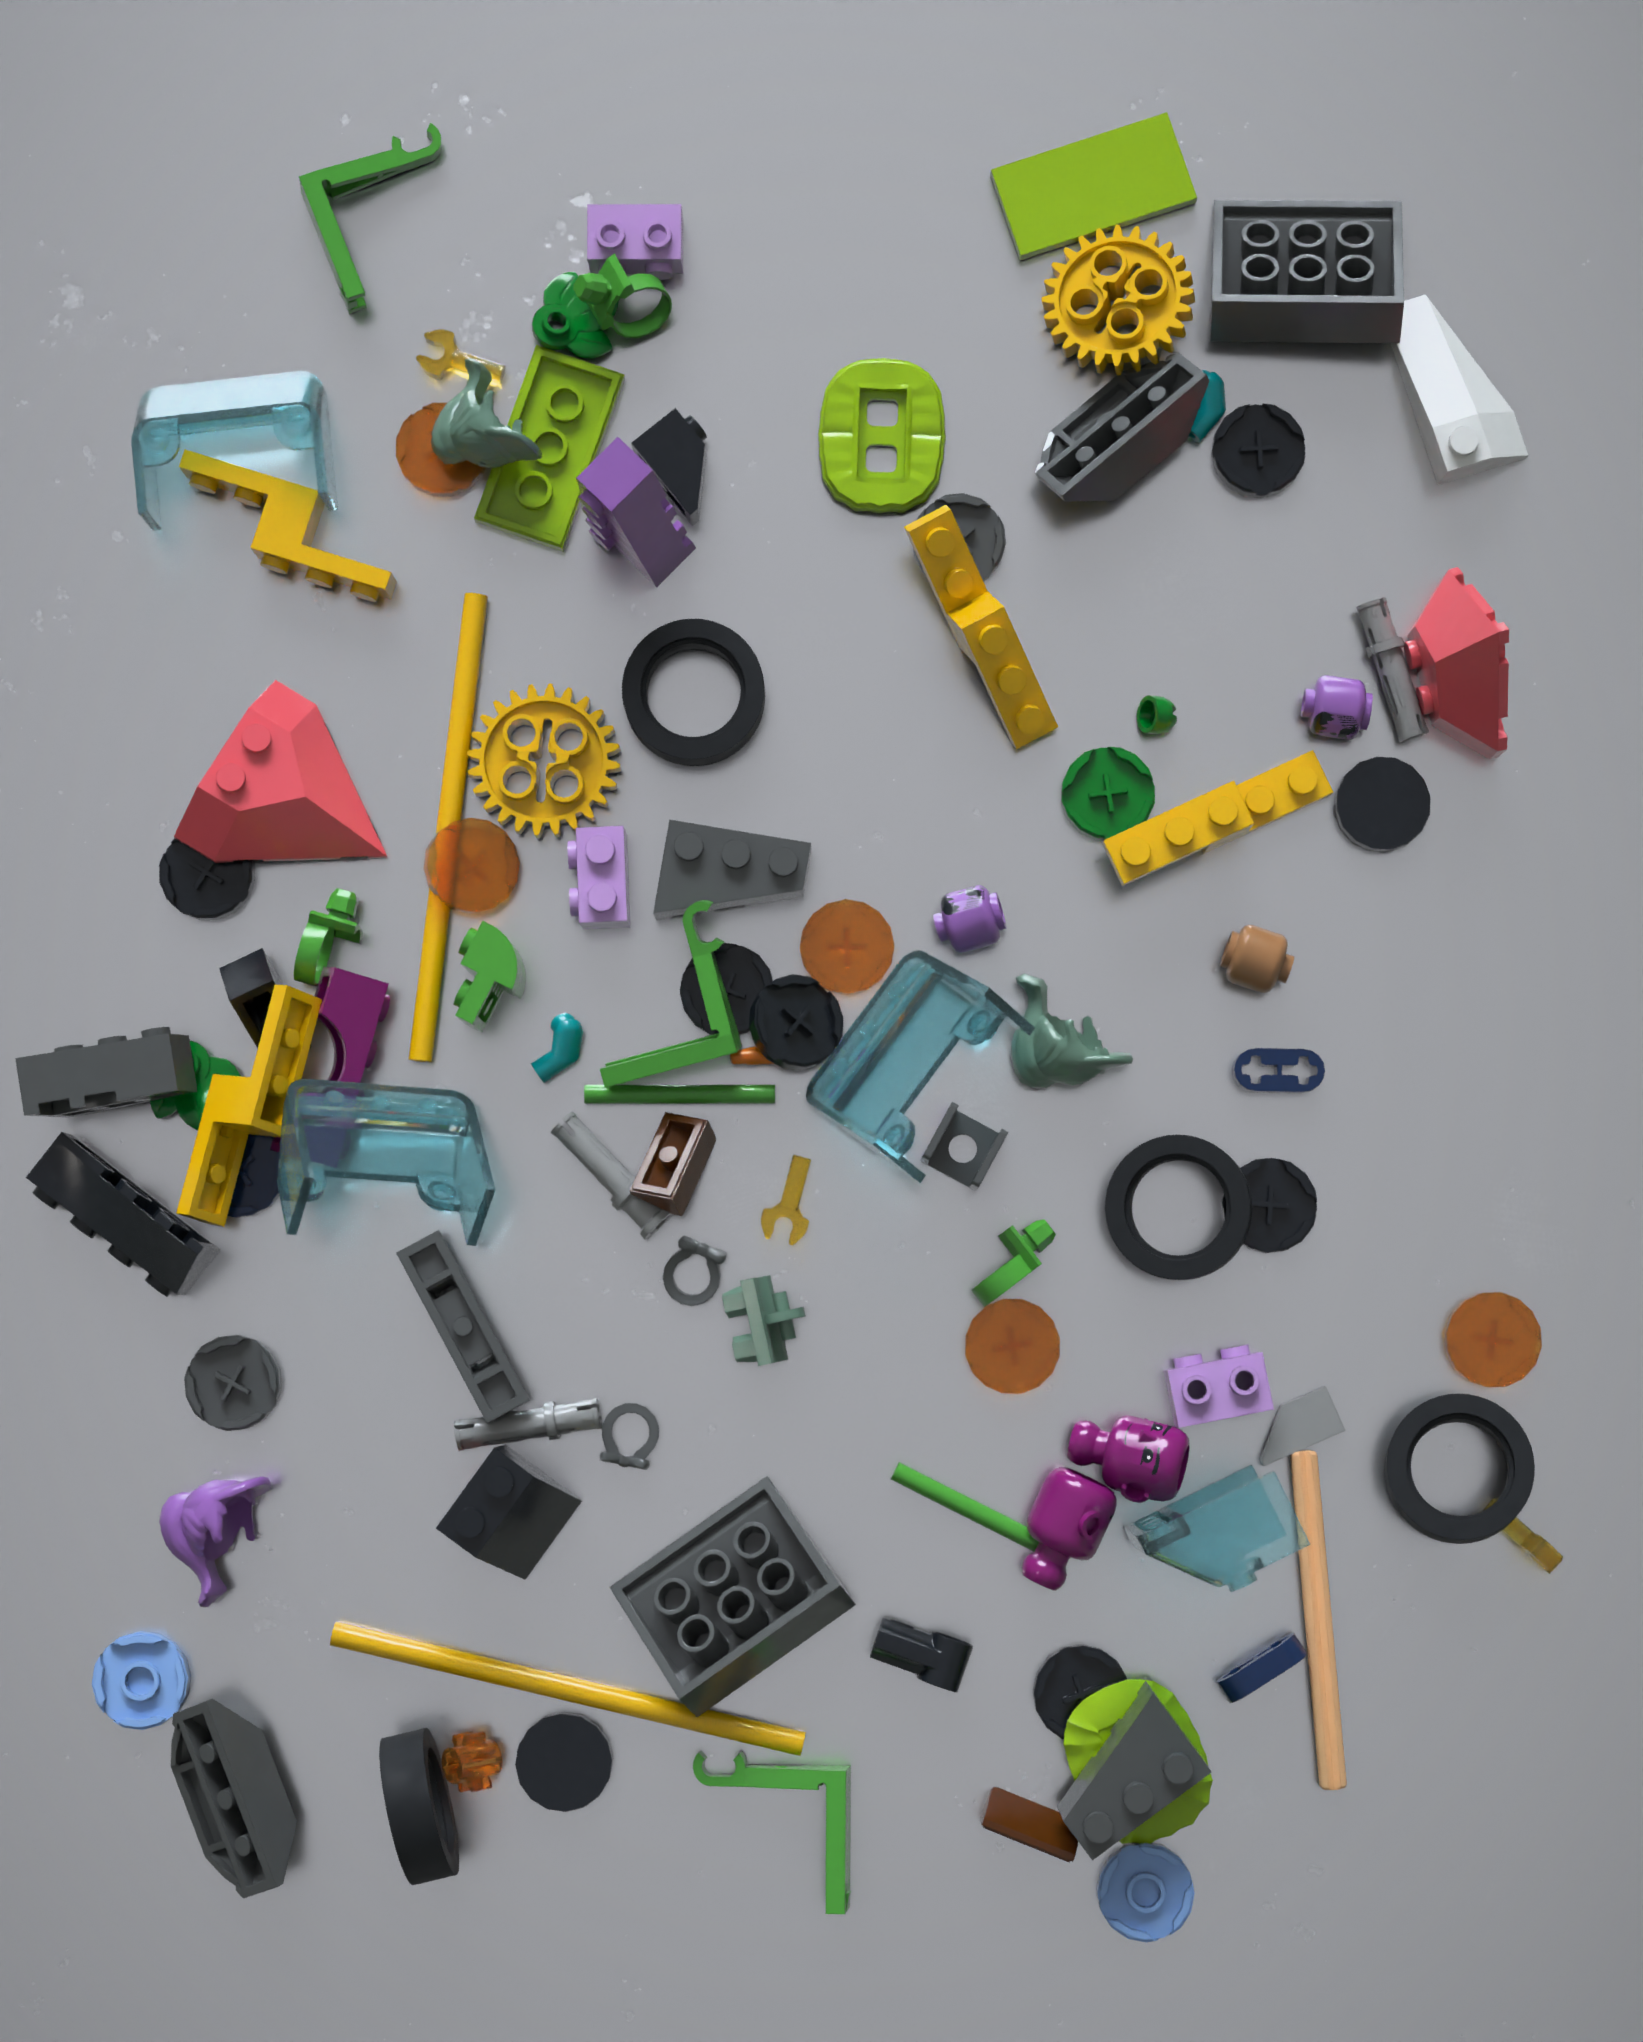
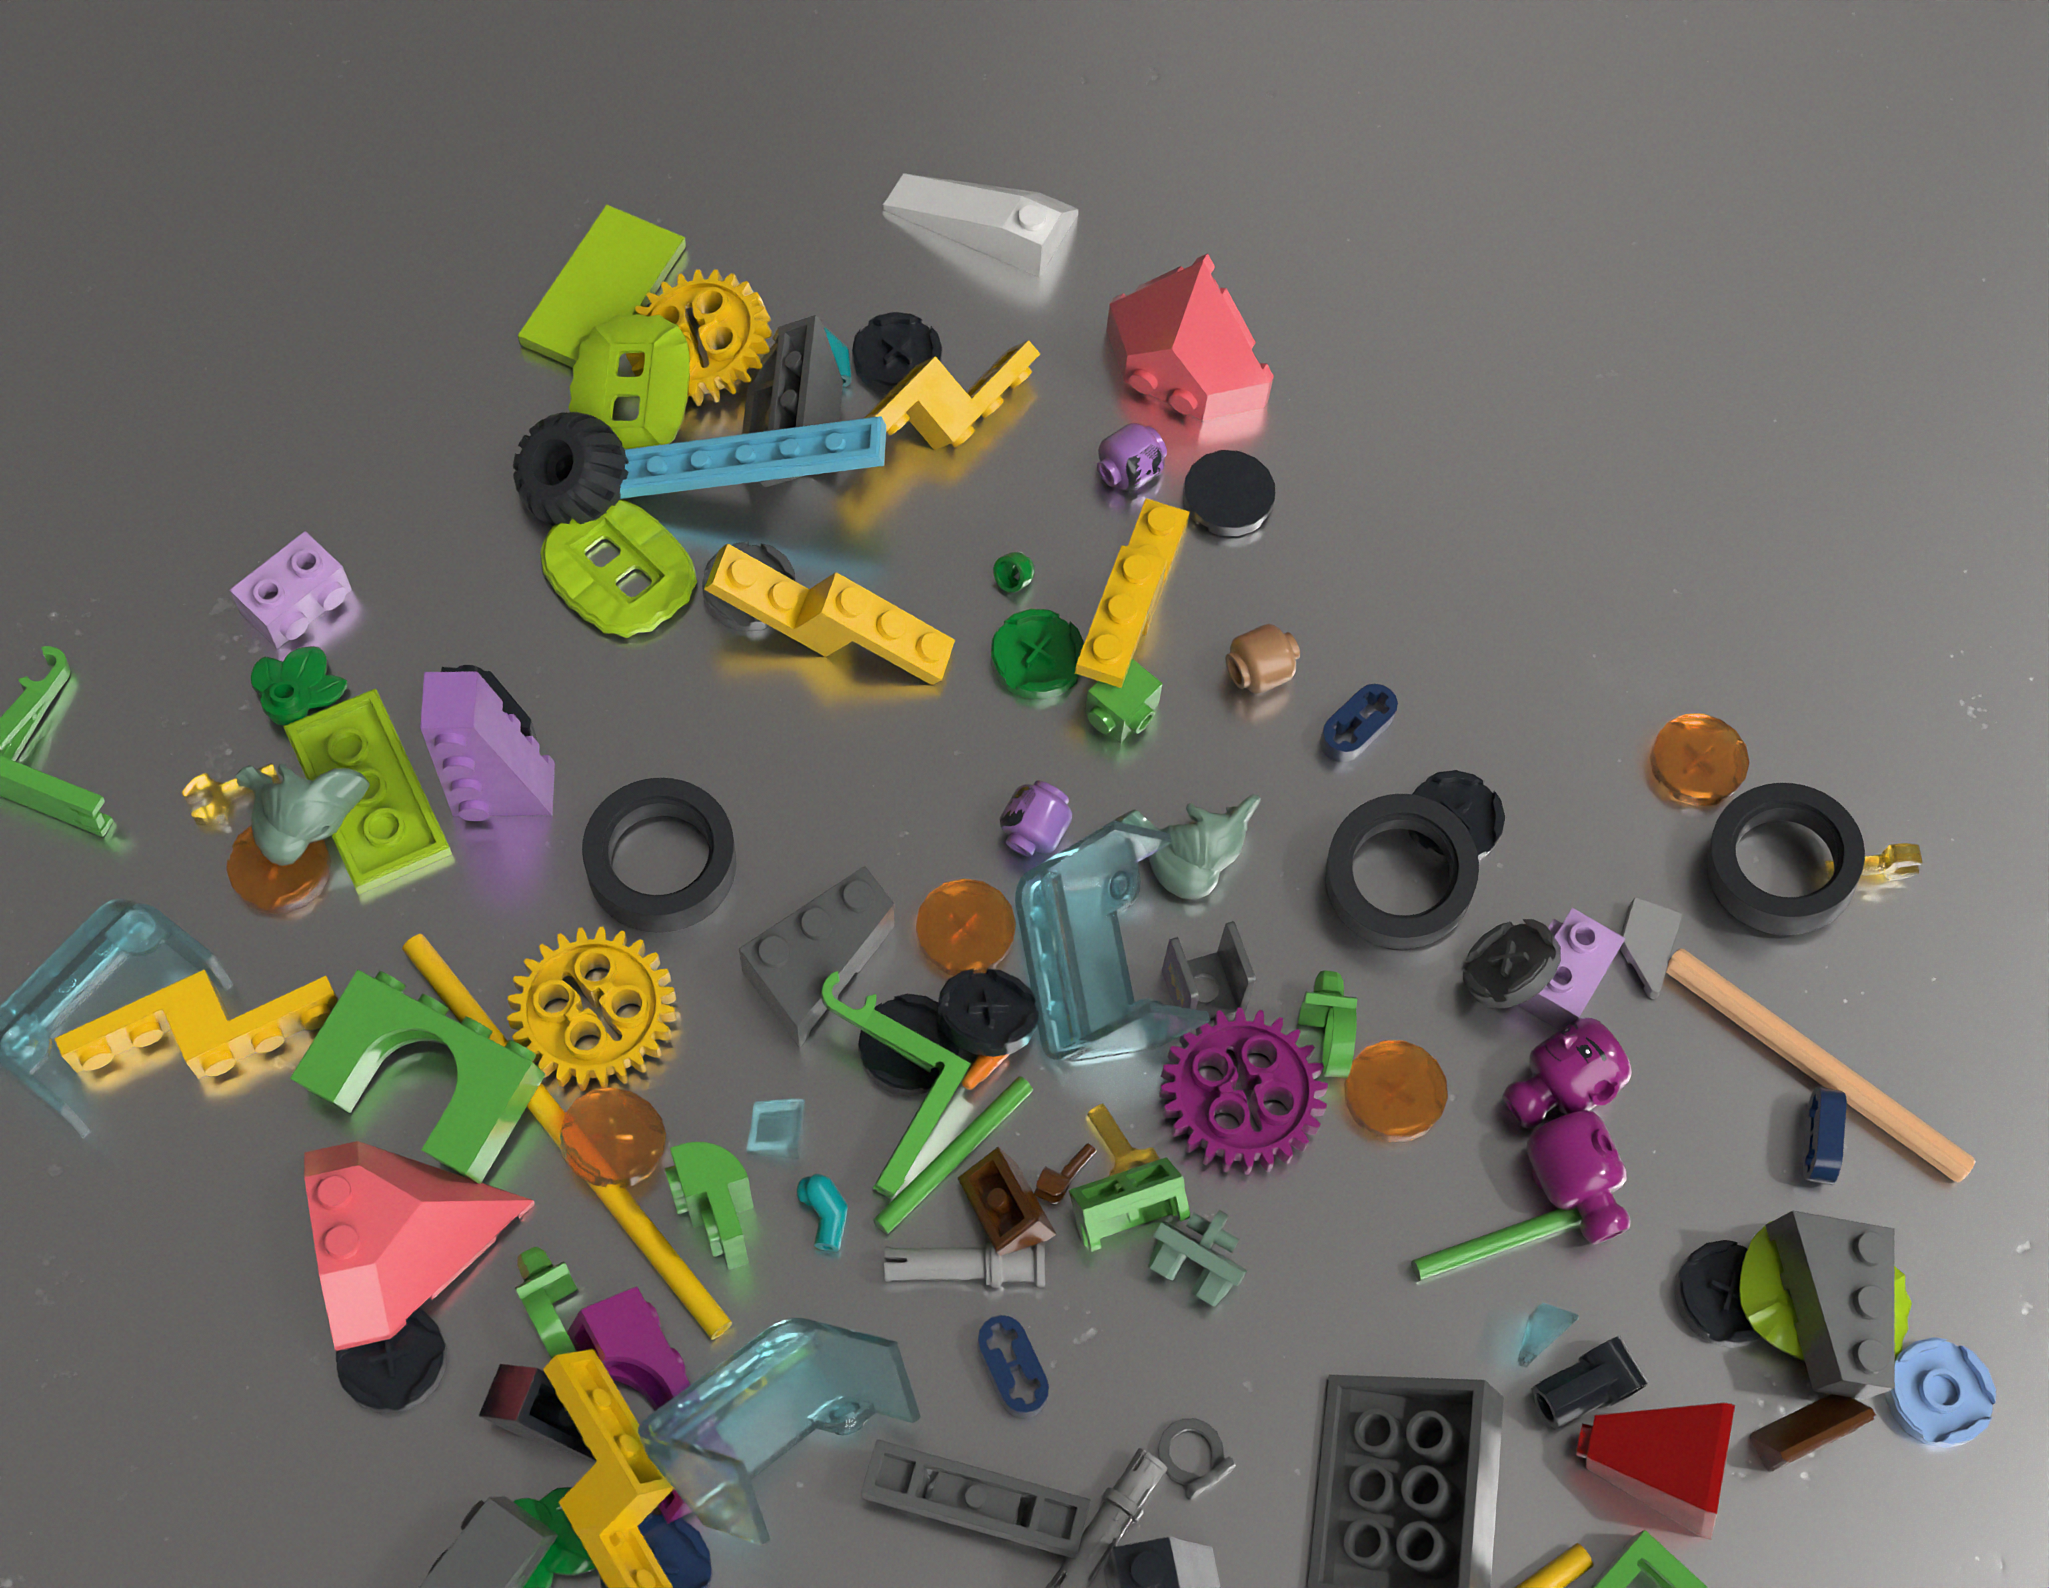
camera: 55 degrees left, 20 degrees down
(430, 749) = (378, 1019): none -> bright green arch
(564, 1263) = (1001, 1372): none -> dark blue beam
(584, 962) = (777, 1128): none -> clear light blue slope
(602, 877) = (727, 1047): lavender brick -> none
(607, 287) = (302, 631): bright green piece -> none
(713, 1257) = (1111, 1250): dark grey piece -> none
(721, 1180) = (1054, 1185): none -> reddish brown hand
(752, 1238) = (1128, 1200): none -> bright green hinge
(911, 1747) = (1664, 1458): none -> red slope
(918, 326) = (570, 468): none -> black wheel
(926, 1593) = (1542, 1330): none -> clear light blue slope
(946, 1266) = (1286, 1080): none -> magenta gear
(1041, 449) = (755, 457): none -> medium azure tile
(1042, 320) = (659, 387): none -> lime piece
(1124, 902) = (1124, 708): none -> bright green brick
(1178, 1346) = (1512, 963): none -> dark grey tile
(1223, 1530) = (1699, 1056): clear light blue windscreen -> none
(1231, 528) = (942, 407): none -> yellow bracket
(1307, 271) = (812, 217): dark grey slope -> none
(1389, 660) = (1123, 396): light grey pin -> none

